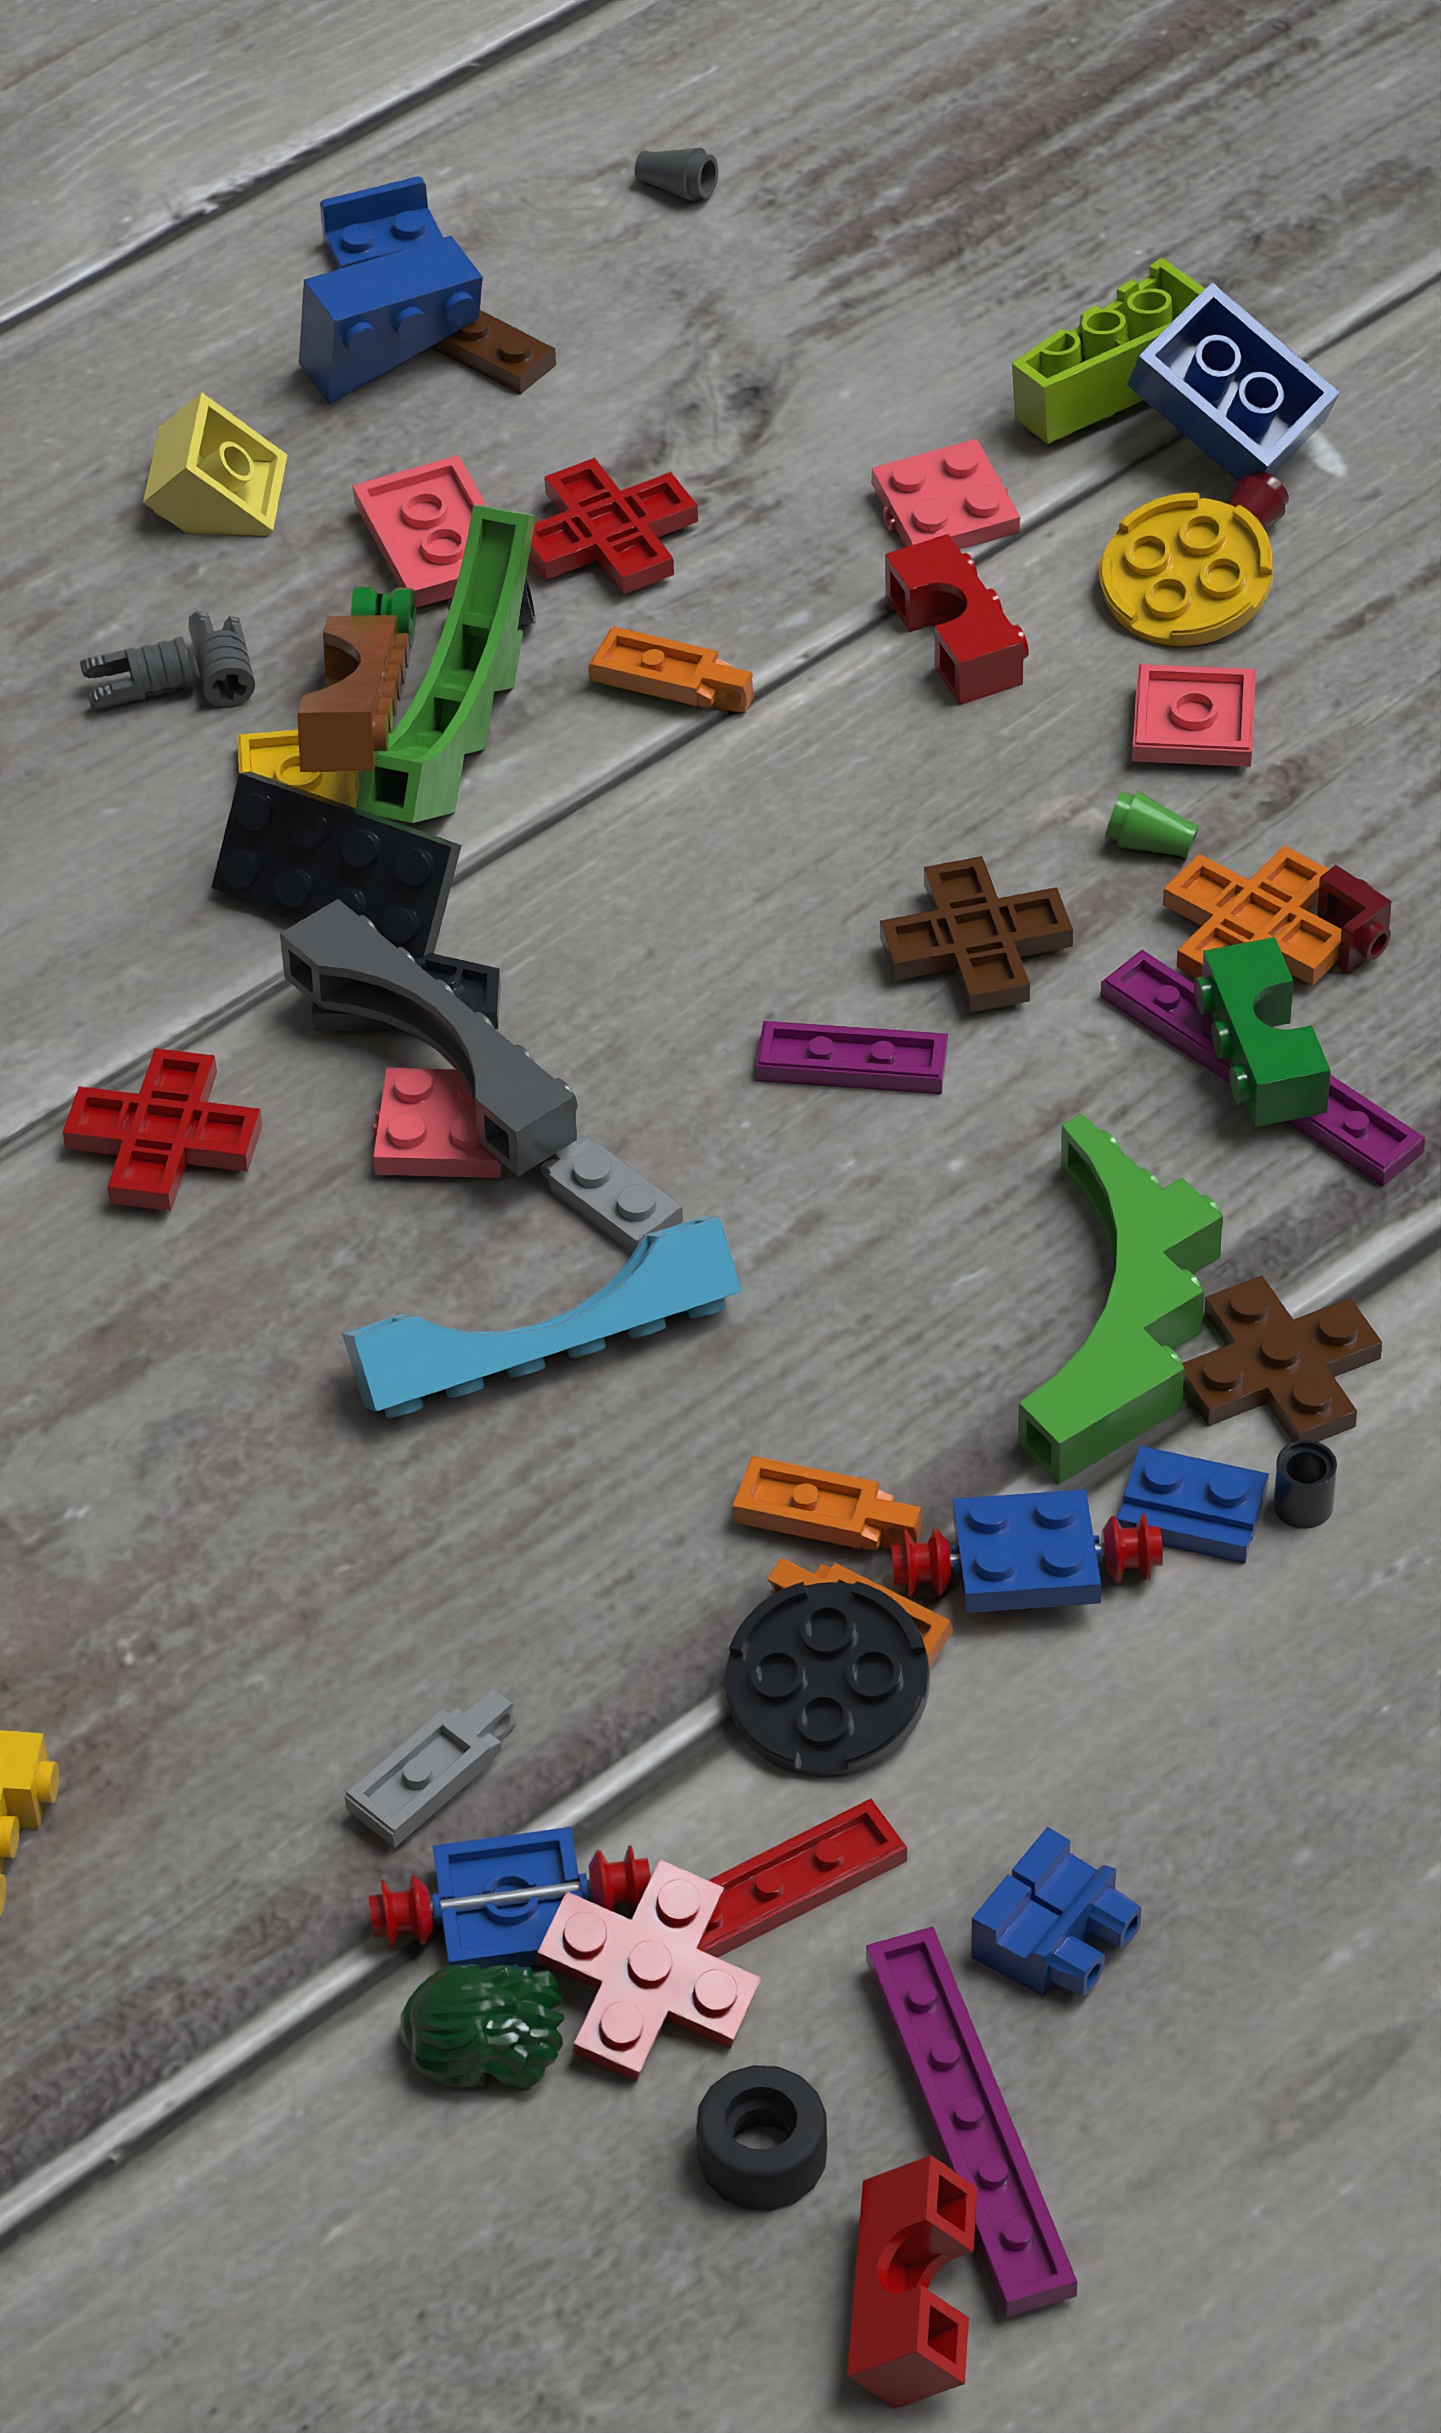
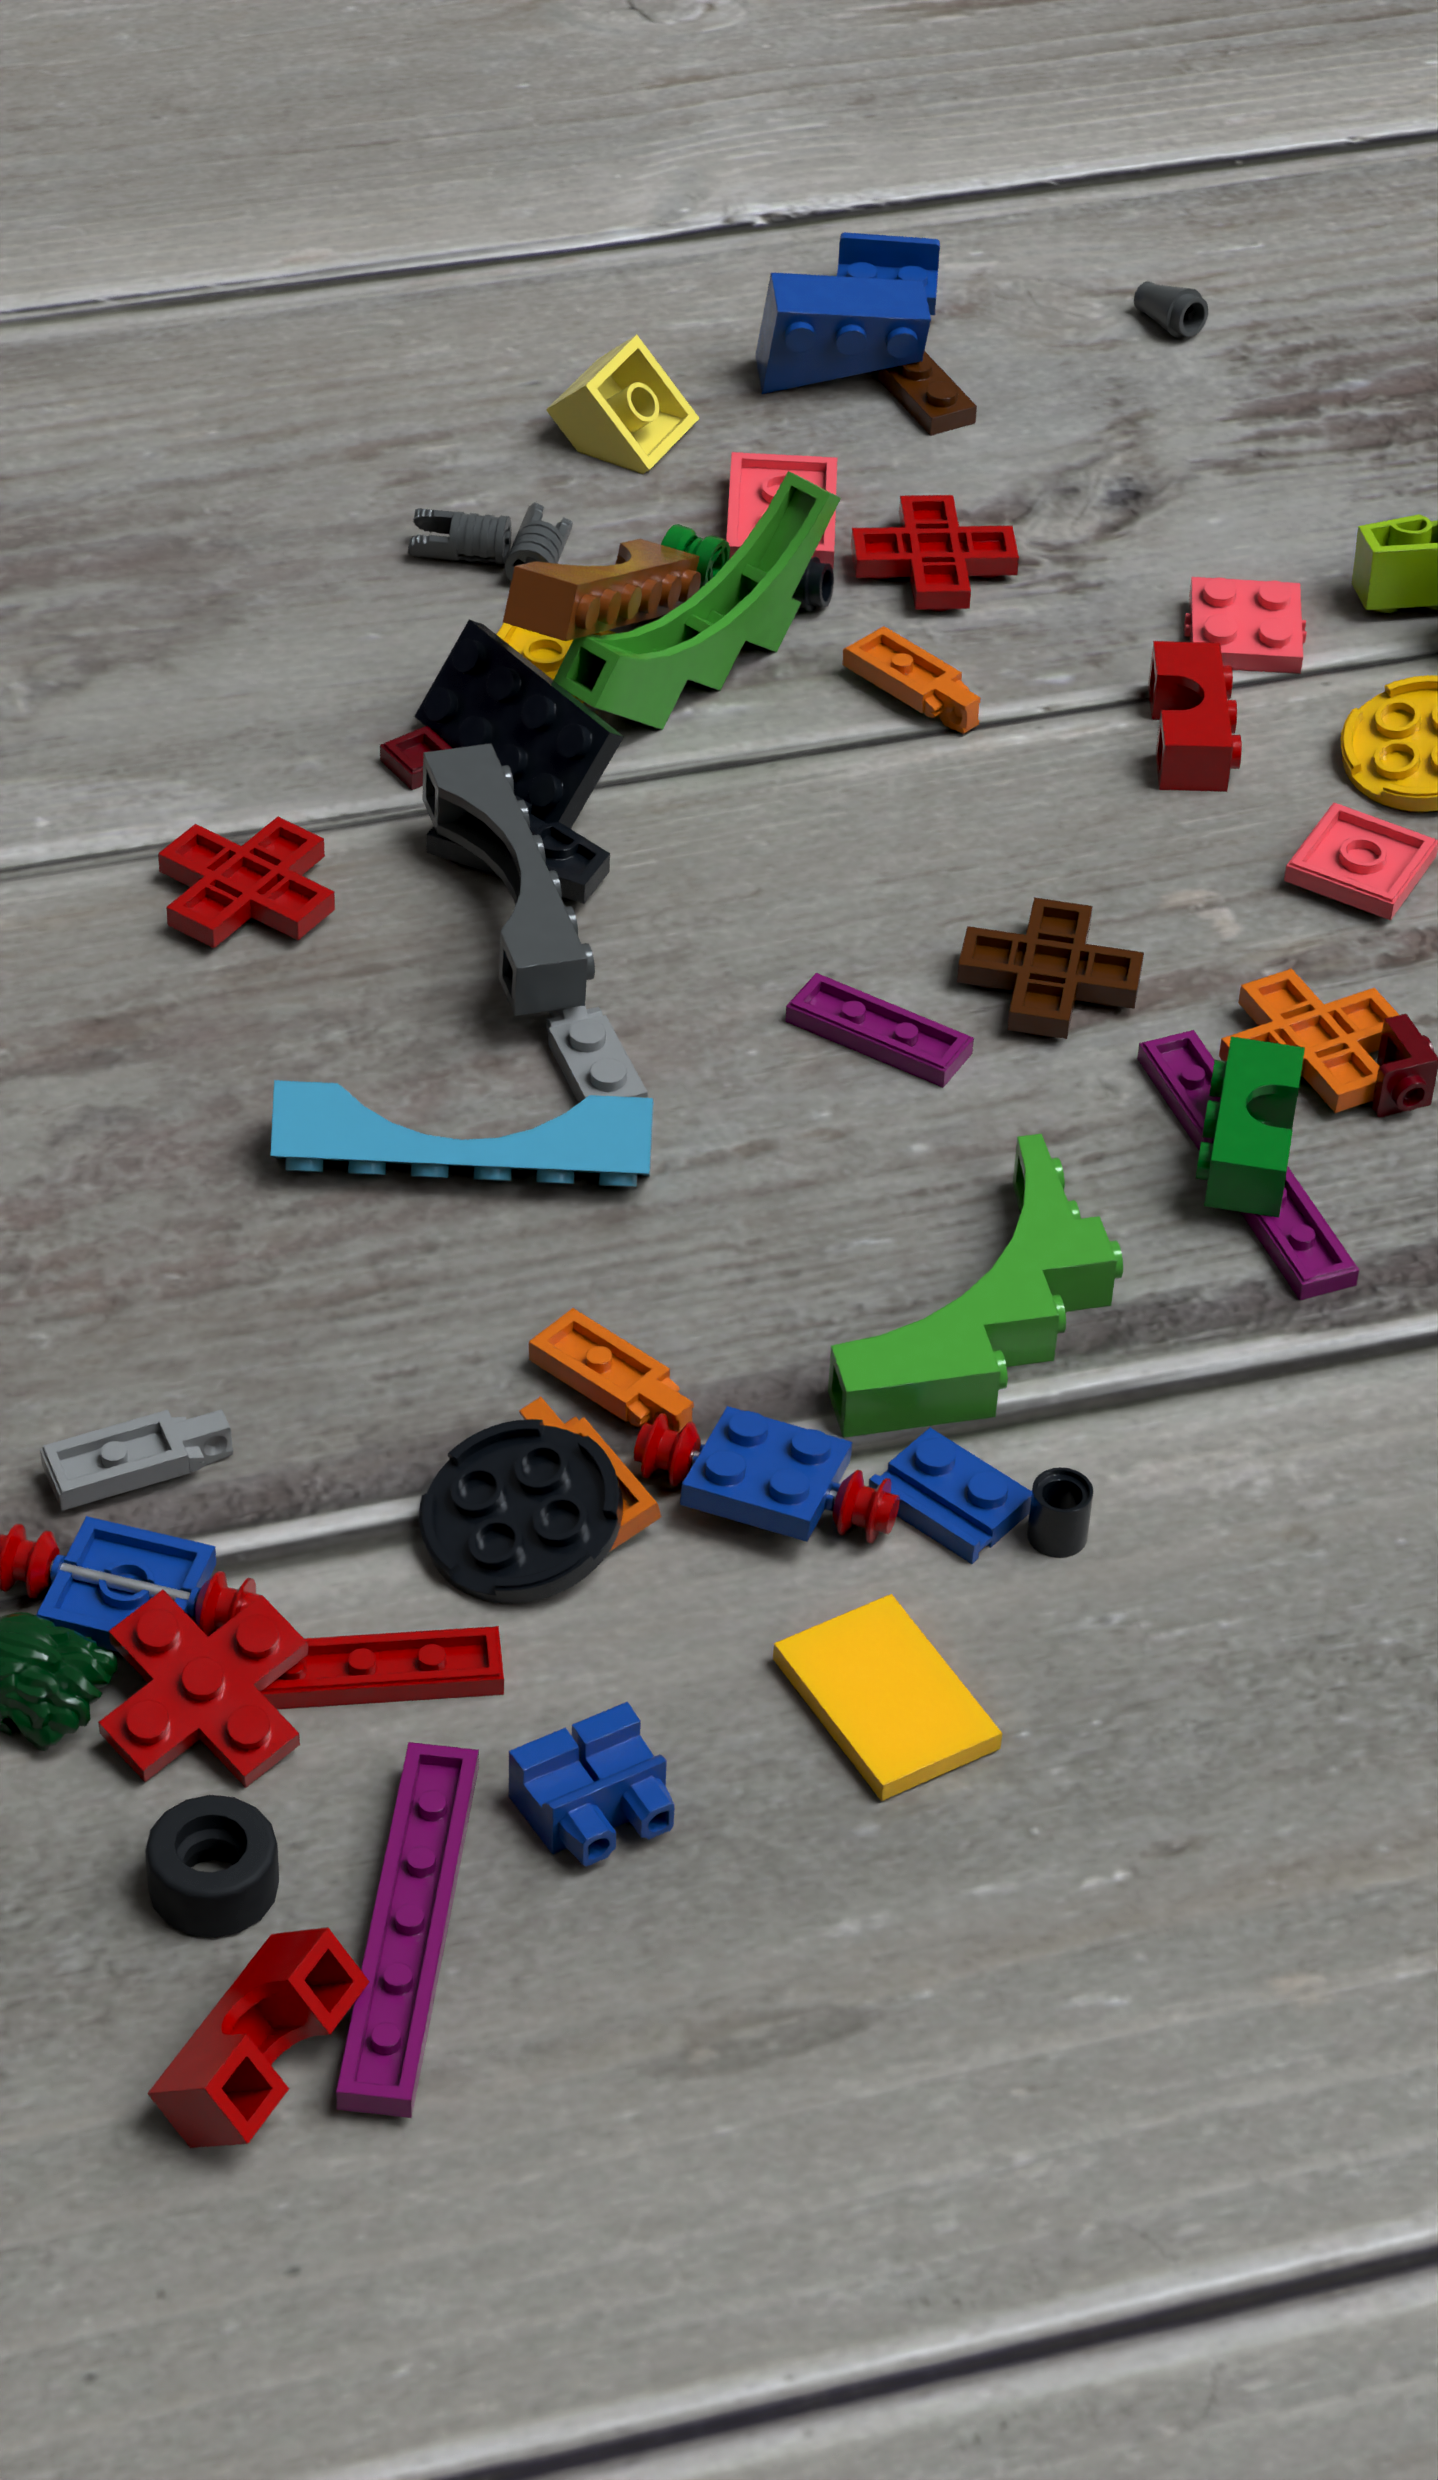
camera: 20 degrees right, 5 degrees down
(242, 930) = (406, 754): none -> dark red tile
(429, 1127) = (464, 958): coral plate -> none
(1149, 826) = (1261, 933): bright green cone -> none
(1251, 1723) = (887, 1697): none -> yellow tile
(1280, 1361) = (1108, 1407): reddish brown plate -> none

